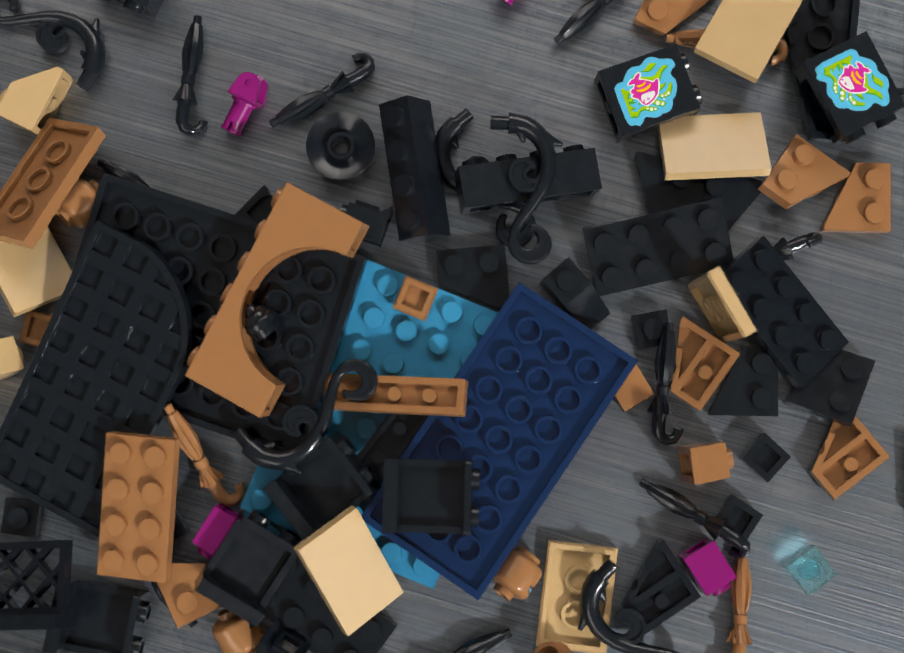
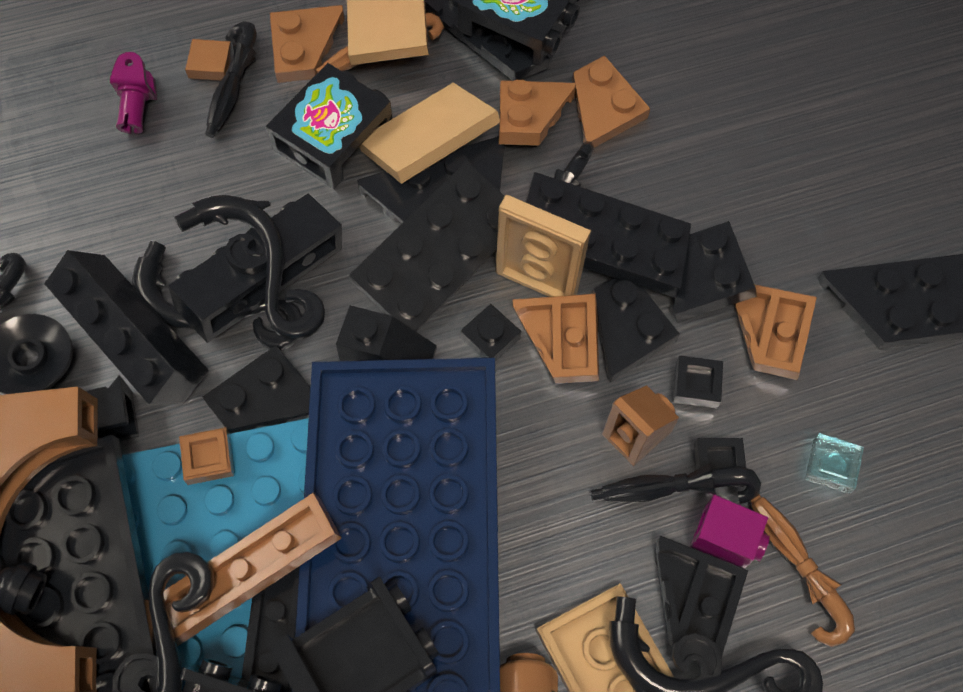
camera: 40 degrees left, 20 degrees down
(633, 390) = (513, 404): medium nougat tile -> none
(664, 368) = (553, 399): black piece -> none

